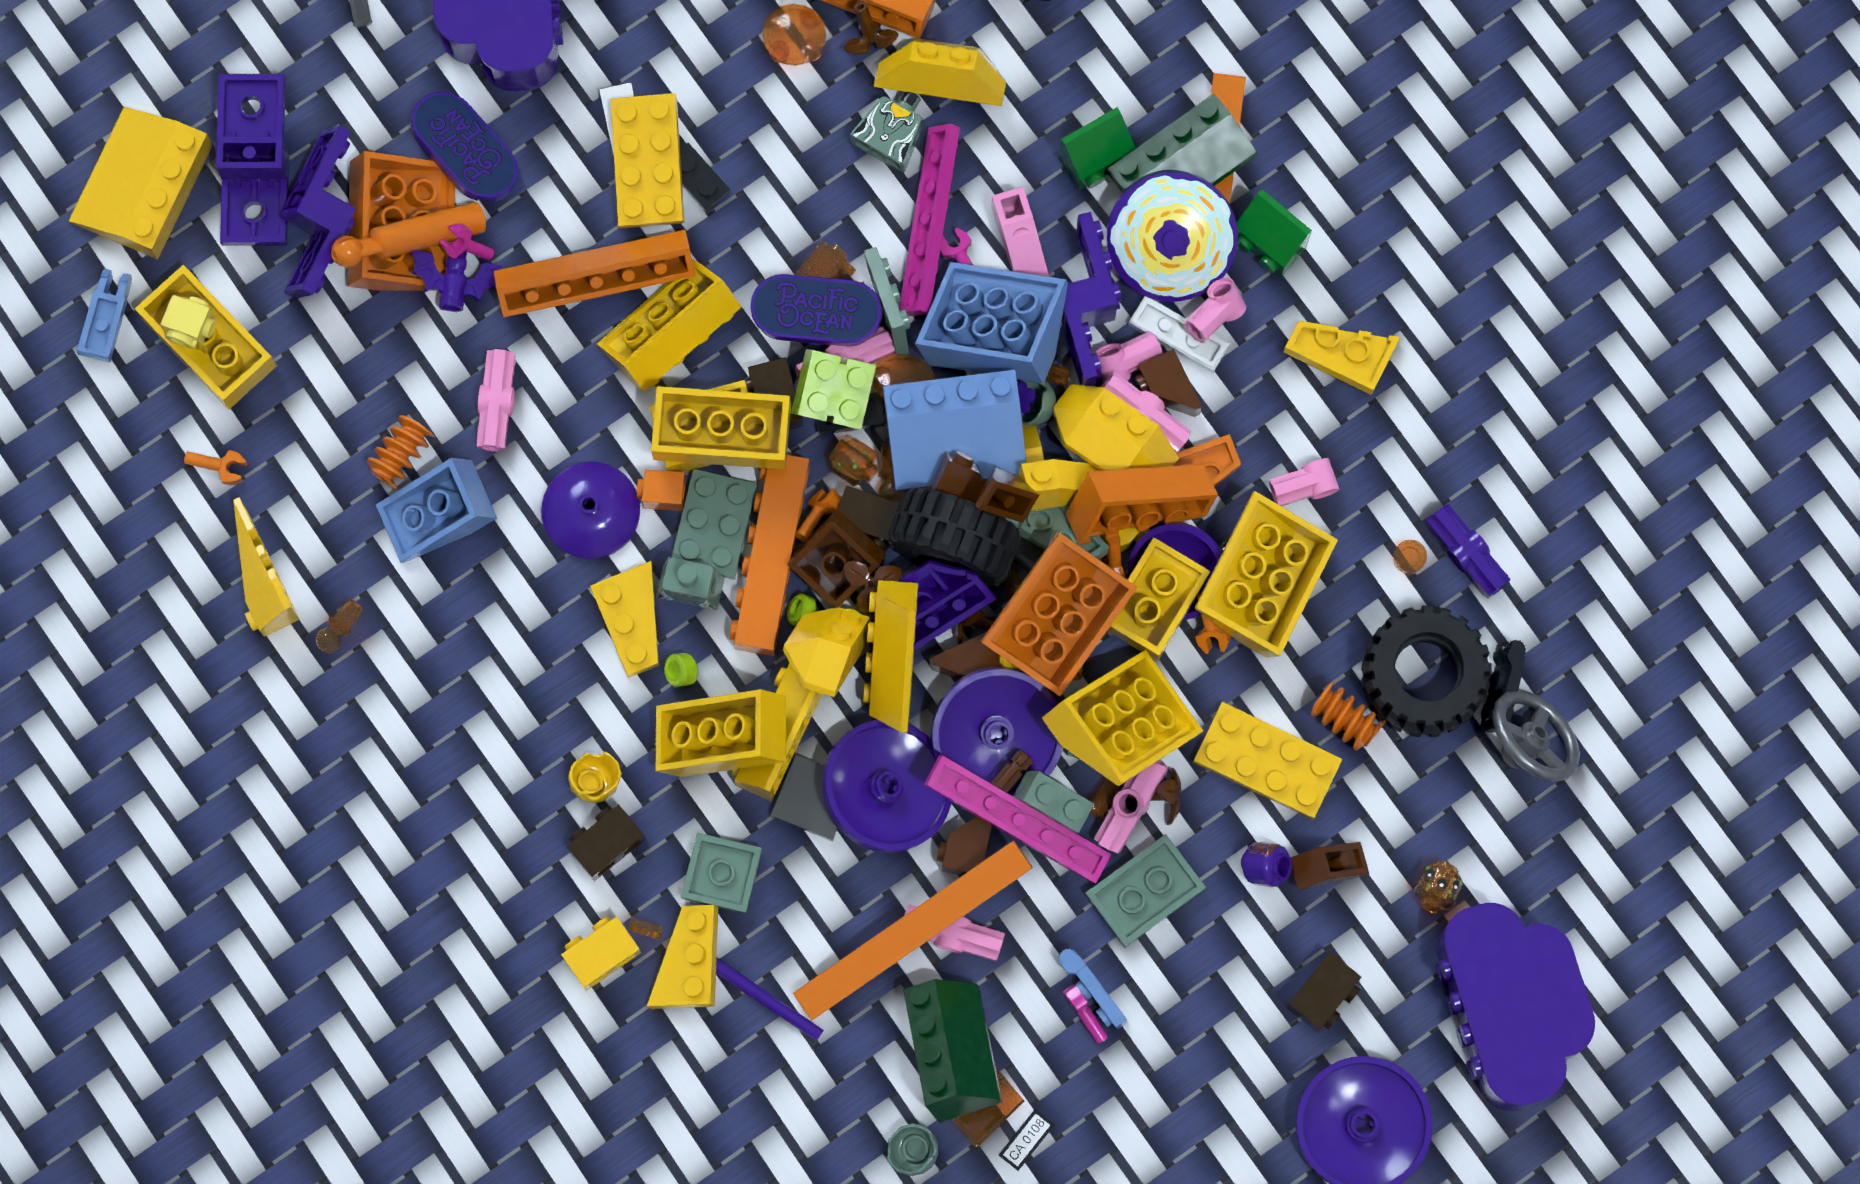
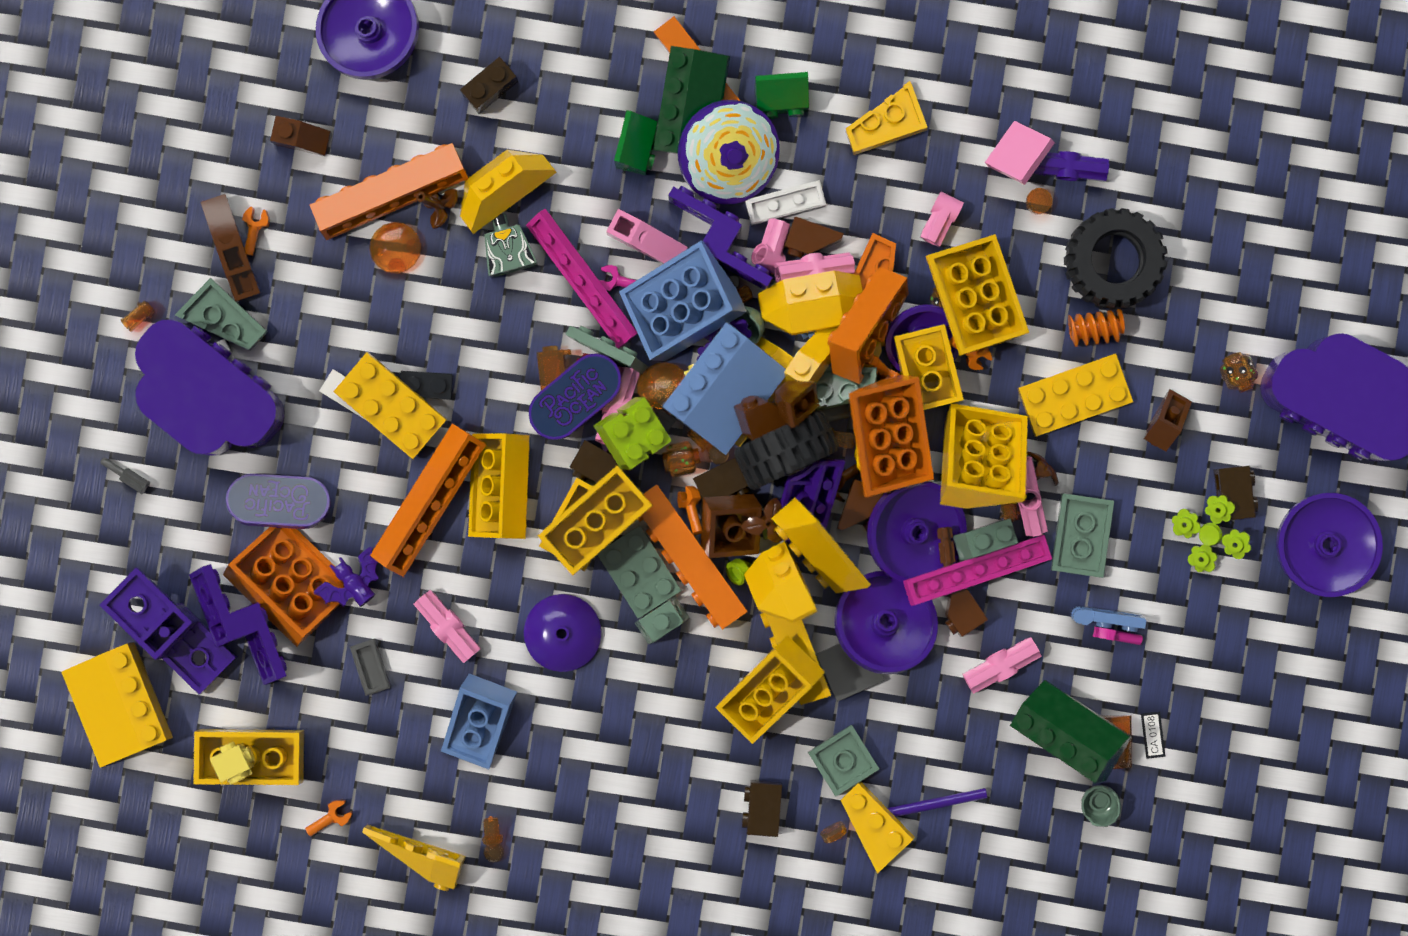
camera: 45 degrees left, 10 degrees up
(104, 318) = (179, 802): medium blue hinge -> none
(392, 370) = (370, 667): none -> dark grey tile
(398, 451) = (424, 710): orange piece -> none
(408, 235) = (304, 585): orange piece -> none
(464, 243) = (337, 557): dark pink bar -> none
(594, 777) = (720, 779): yellow hair -> none
(600, 952) = (823, 871): yellow brick -> none
(630, 617) = (646, 670): yellow wing -> none
(662, 490) = (591, 583): orange brick -> none
(681, 670) = (705, 671): lime tile -> none
(912, 930) = (982, 687): orange tile -> none
(1222, 305) = (794, 162): bright pink piece -> none
(1264, 1005) = (1211, 534): none -> lime plant
(1266, 864) = (1134, 455): dark purple head -> none
(1434, 493) = (1019, 152): none -> bright pink tile
(1505, 678) = (1165, 222): black hinge -> none
(1532, 741) = (1210, 238): flat silver piece -> none

